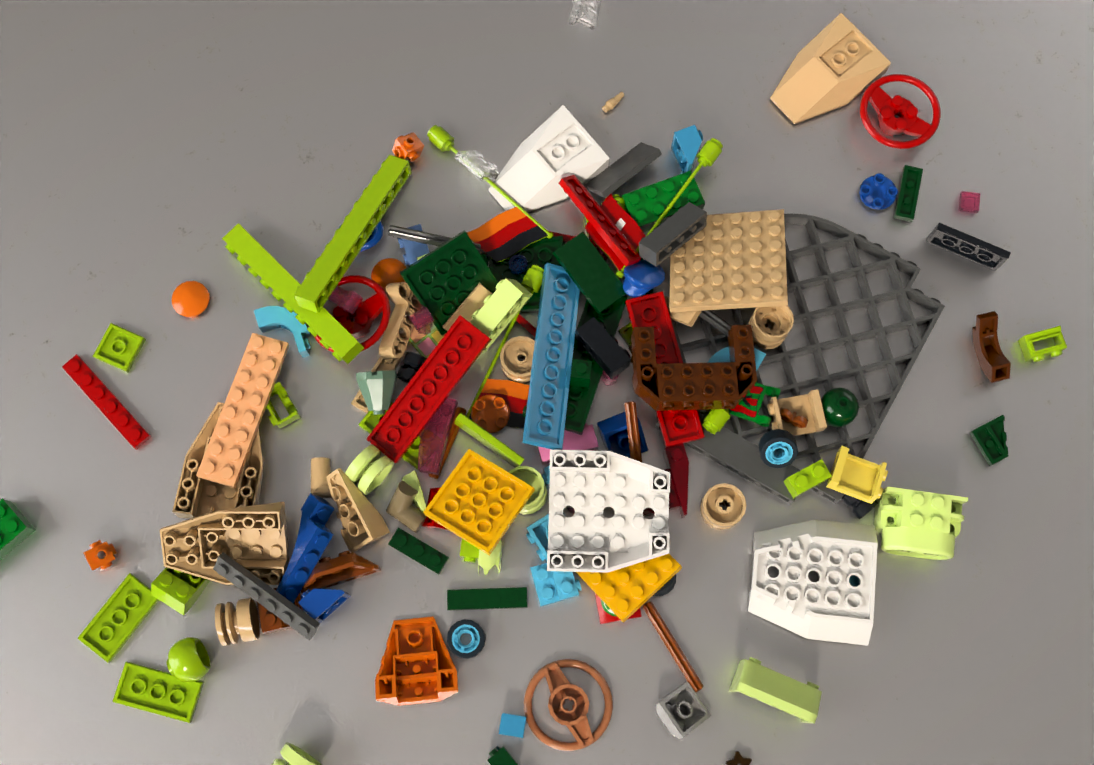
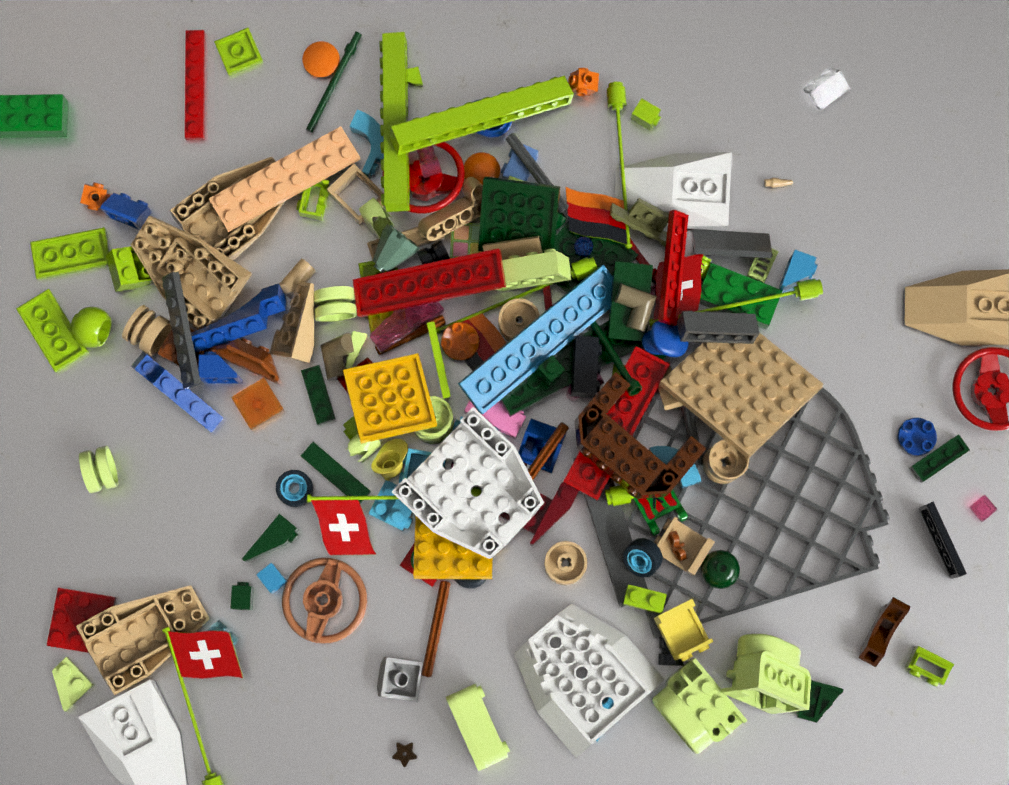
camera: 45 degrees right, 5 degrees up
(136, 544) = (126, 211): none -> blue slope
(207, 273) = (350, 50): none -> dark green bar
(276, 251) = (414, 76): none -> lime tile
(292, 369) = (346, 179): none -> tan window
(302, 648) = (175, 391): none -> arch
(333, 377) = (374, 209): none -> yellowish green piece
(377, 600) = (257, 403): none -> clear orange plate
(415, 665) = (242, 473): orange wedge -> none
(422, 321) = (470, 227): clear pink piece -> none
(475, 133) = (646, 114): none -> lime brick
(475, 163) = (623, 142): clear plate -> none
(485, 691) = (274, 537): none -> dark green slope
(519, 548) = (390, 459): none -> light yellow piece
(530, 628) = (345, 524): none -> red flag
(545, 204) = (643, 218): none -> olive bracket
(600, 266) = (641, 304): none -> dark tan brick
(619, 322) = (635, 386): none -> dark green piece
(652, 174) = (751, 274): none -> yellowish green slope
(948, 450) = (769, 675): none -> yellowish green brick

